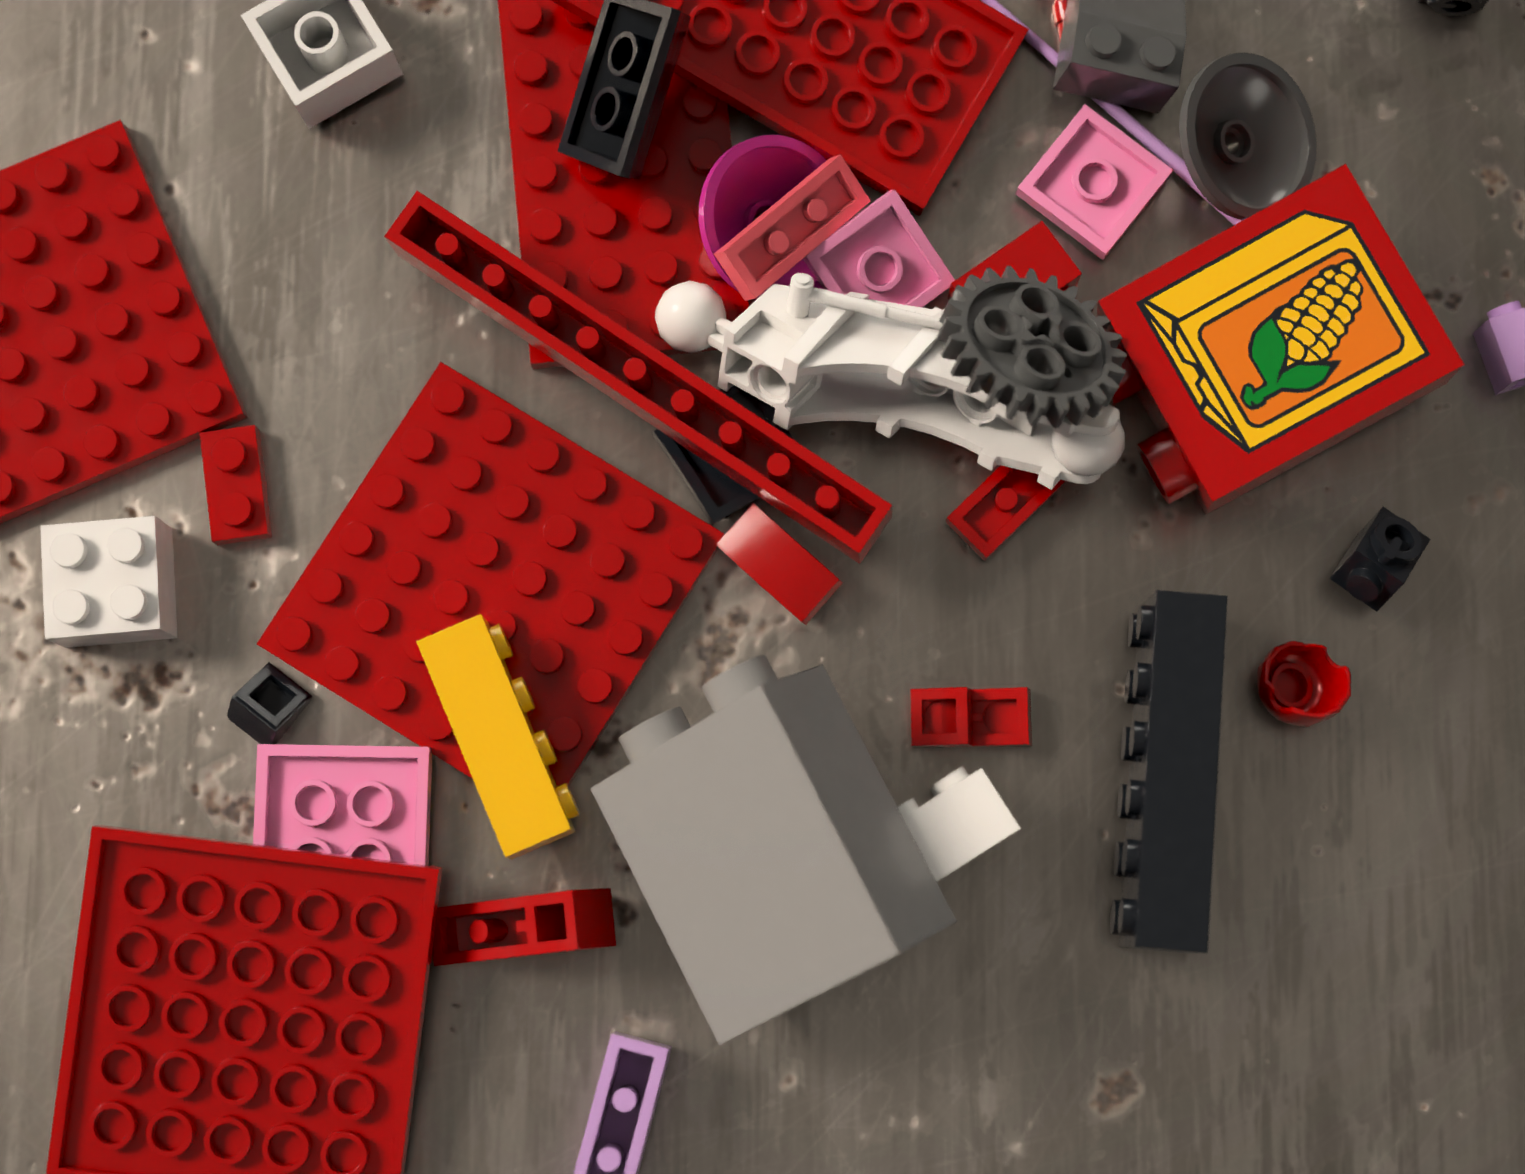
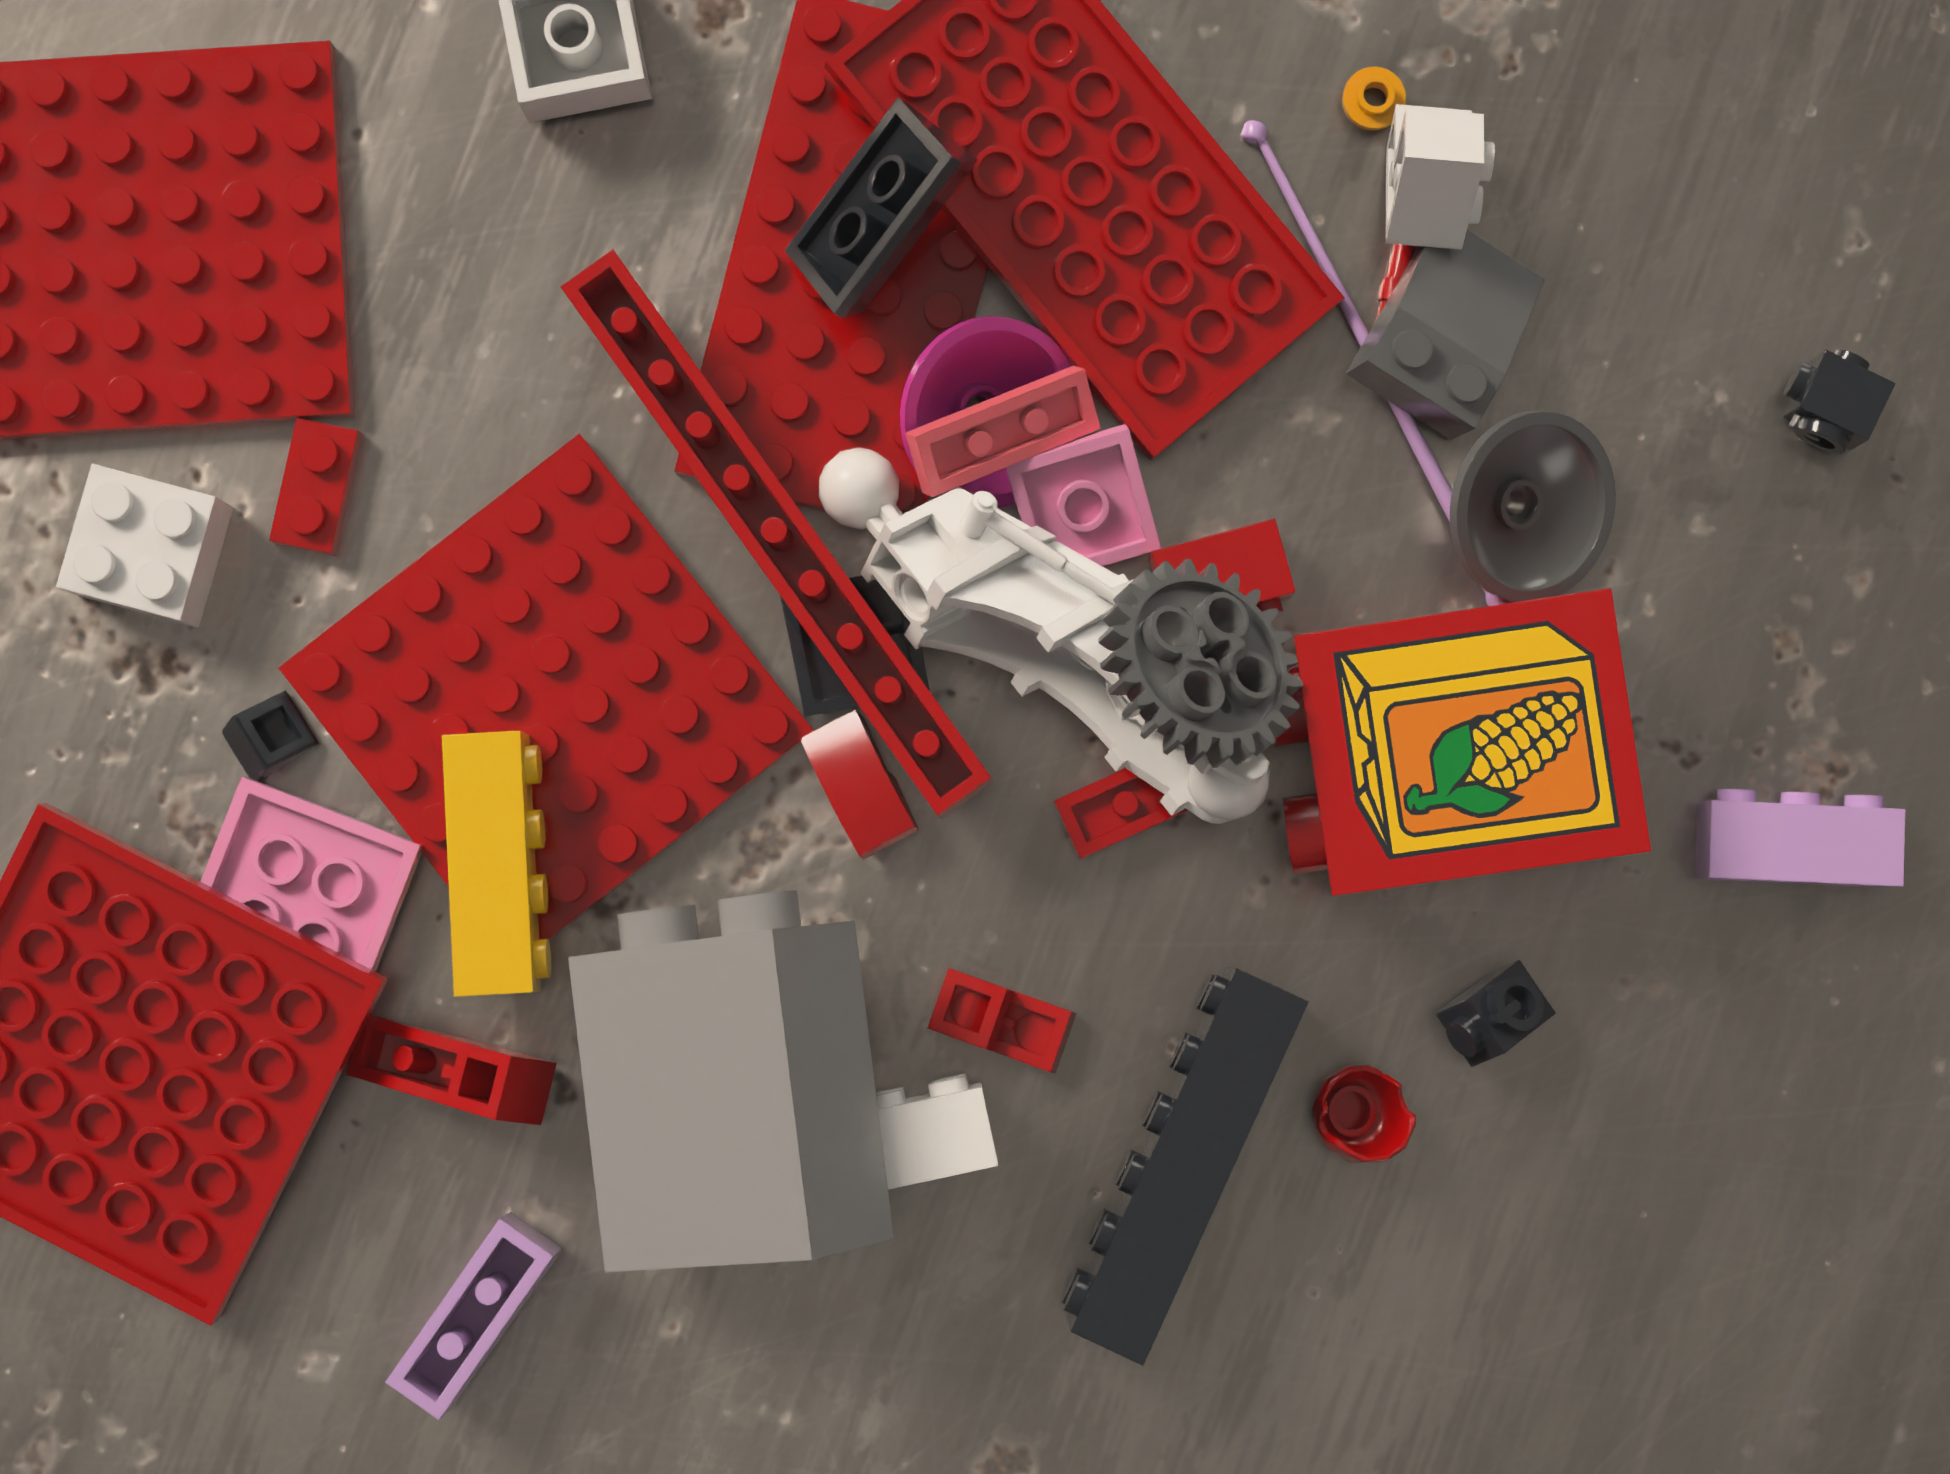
camera: 15 degrees right, 5 degrees up
(1094, 182) = (1351, 491): bright pink plate -> none

